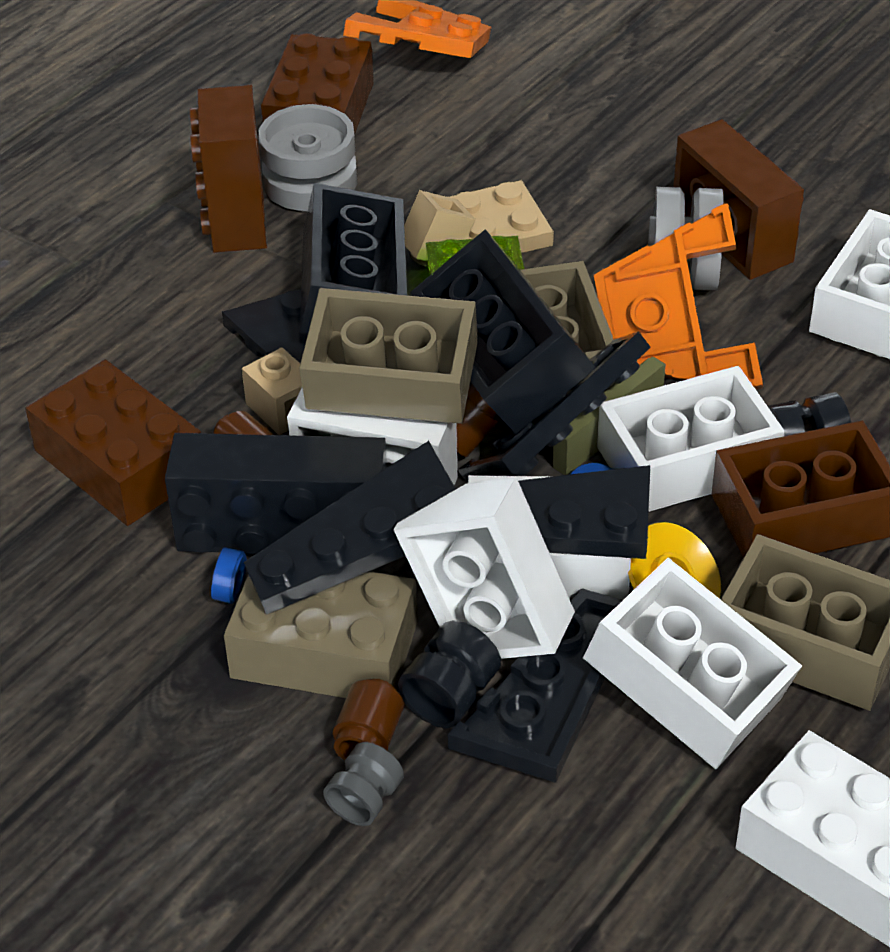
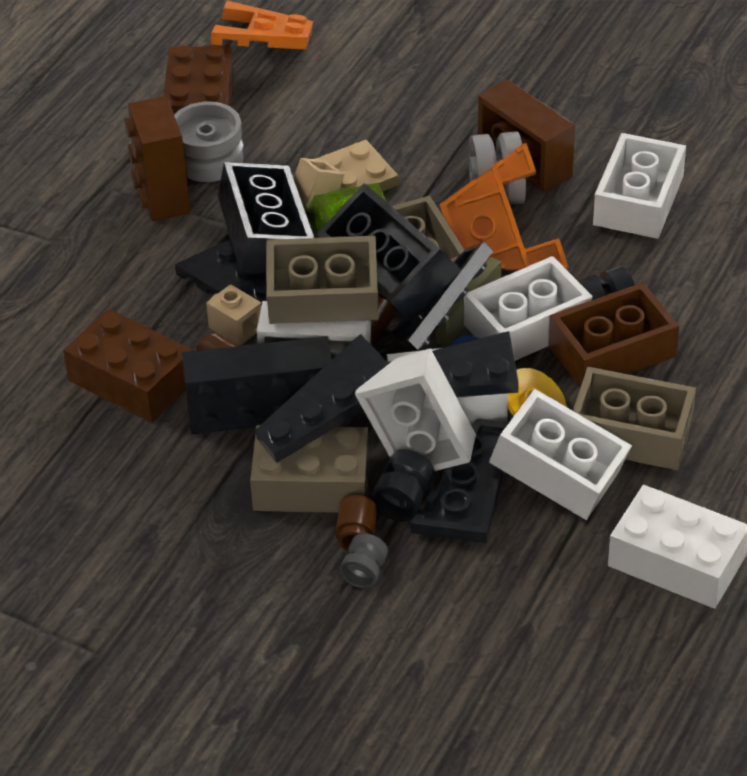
camera: 10 degrees left, 0 degrees up
(228, 575) = (236, 444): blue tile -> none

